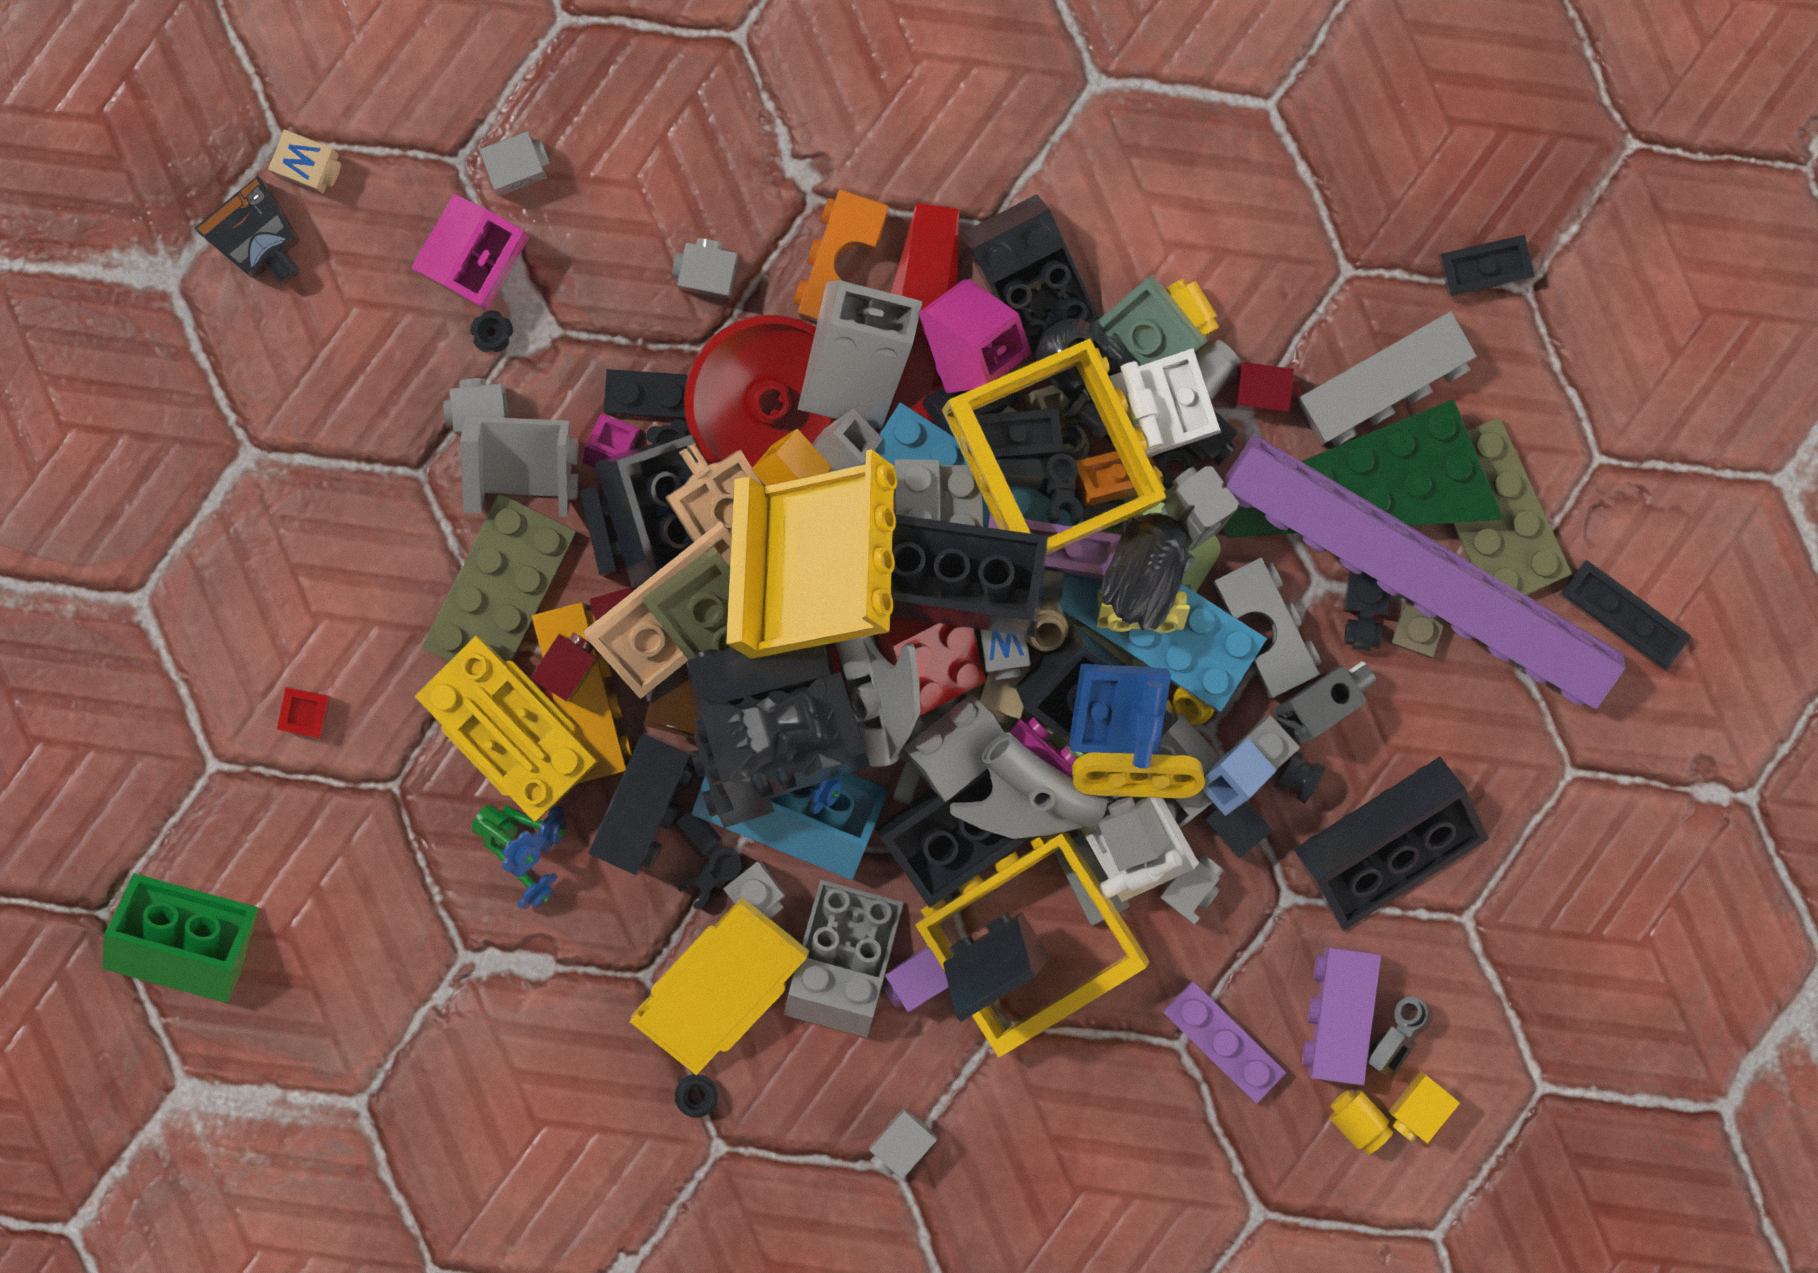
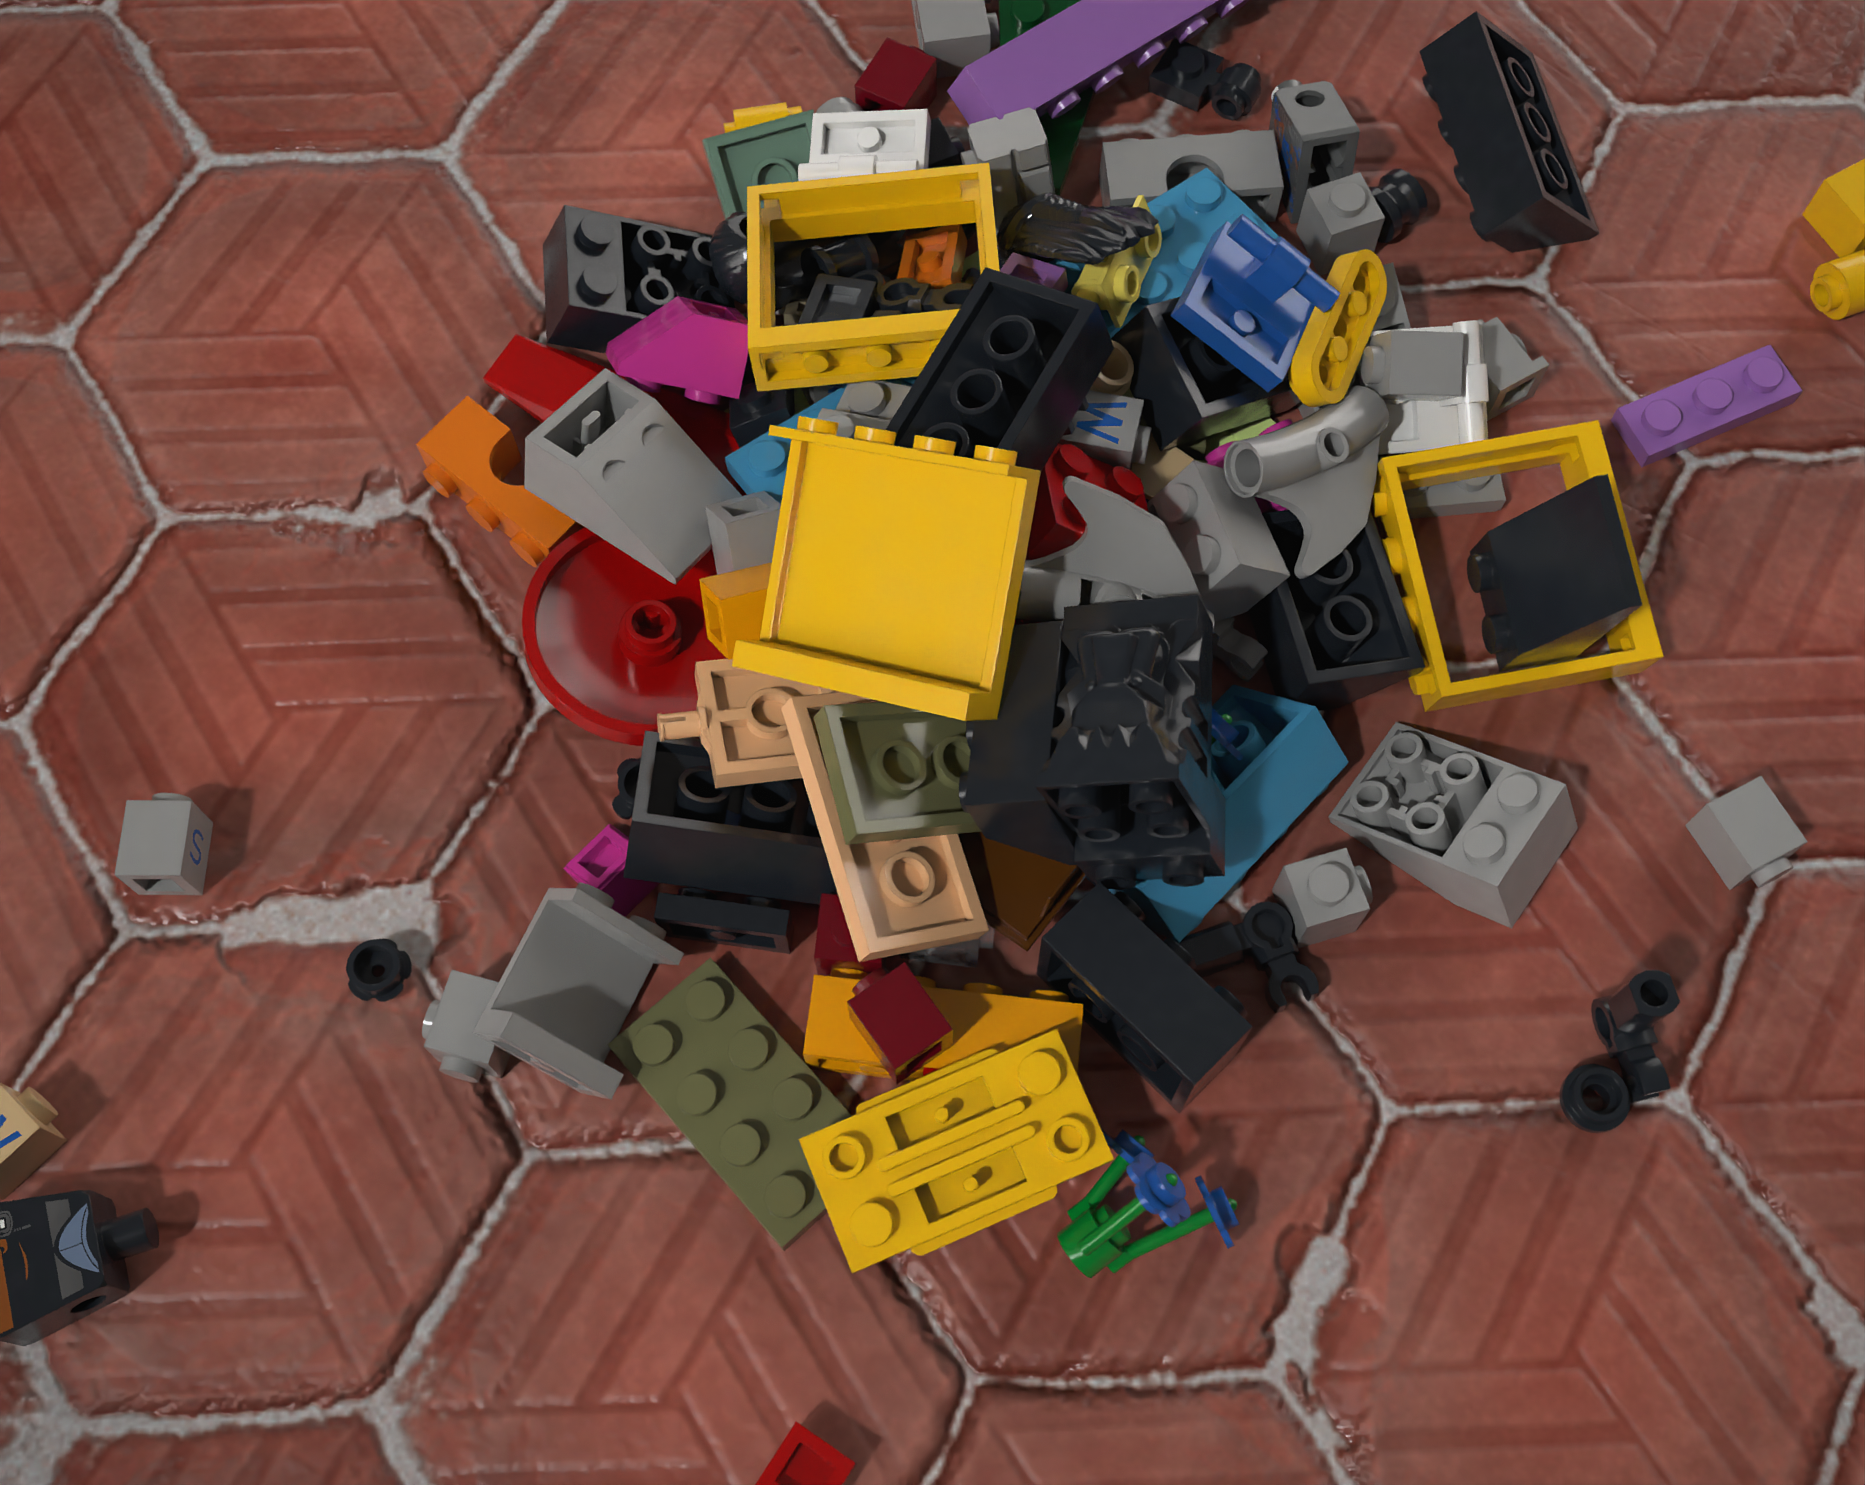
camera: 70 degrees left, 20 degrees down
(470, 251) = (249, 948): dark pink slope -> none
(644, 394) = (566, 795): black plate -> none
(706, 269) = (439, 652): light grey brick -> none
(719, 986) = (1451, 990): yellow piece -> none
(742, 1105) = (1627, 1030): none -> black bar
(915, 980) = (1516, 725): medium lavender brick -> none
(1237, 776) = (1381, 223): medium blue brick -> none
(1238, 829) = (1435, 286): black brick -> none
(1341, 1015) = (1714, 256): medium lavender brick -> none
(1393, 1047) = (1771, 217): plate -> none
(1417, 631) = (1252, 39): dark tan plate -> none

